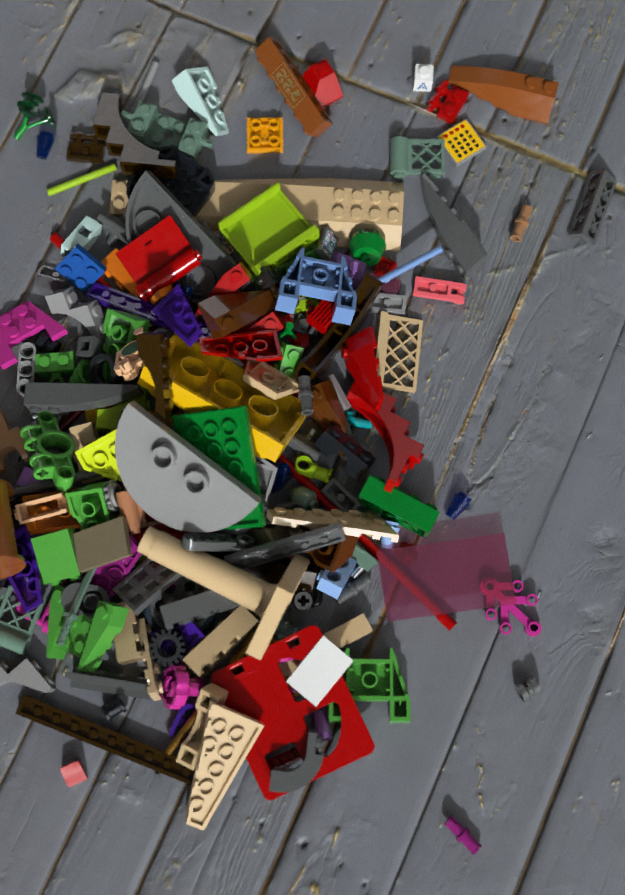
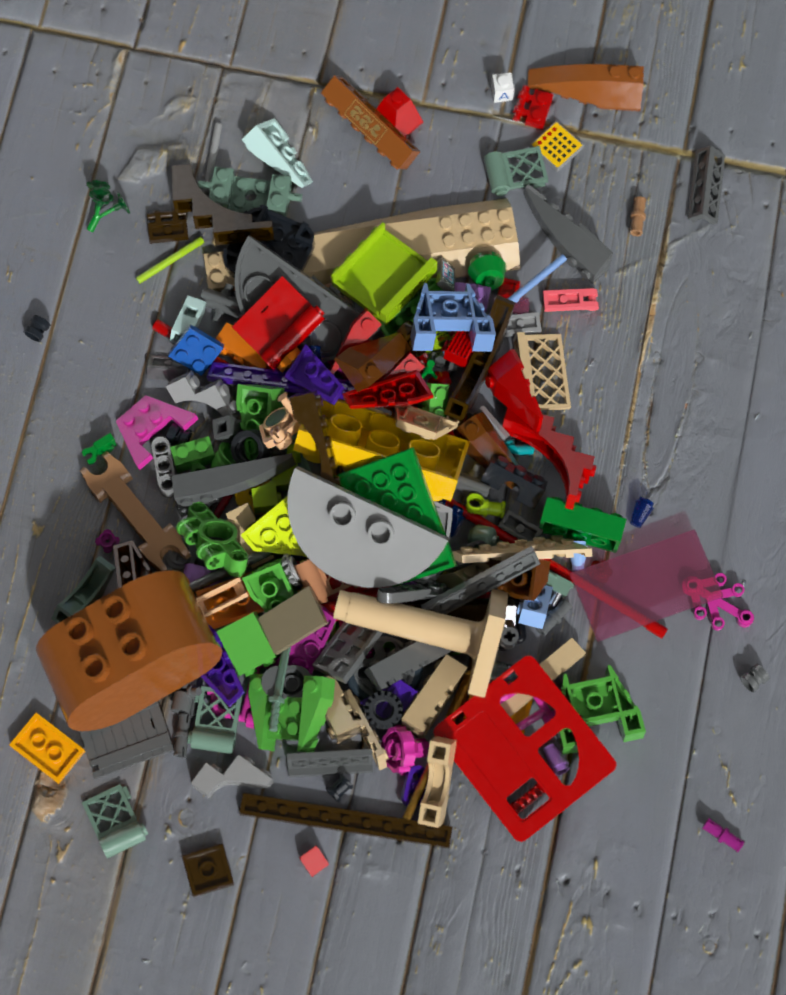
camera: 15 degrees left, 5 degrees down
(44, 144) = (122, 231): clear blue cone -> none
(222, 751) = (464, 801): tan wing -> none
(265, 135) = (351, 177): light orange tile -> none
(268, 277) = (397, 320): pearl dark grey brick -> none
(295, 778) = (544, 811): dark grey arch -> none
(305, 395) = (463, 430): dark grey pin -> none
(319, 671) = (543, 700): white sticker -> none

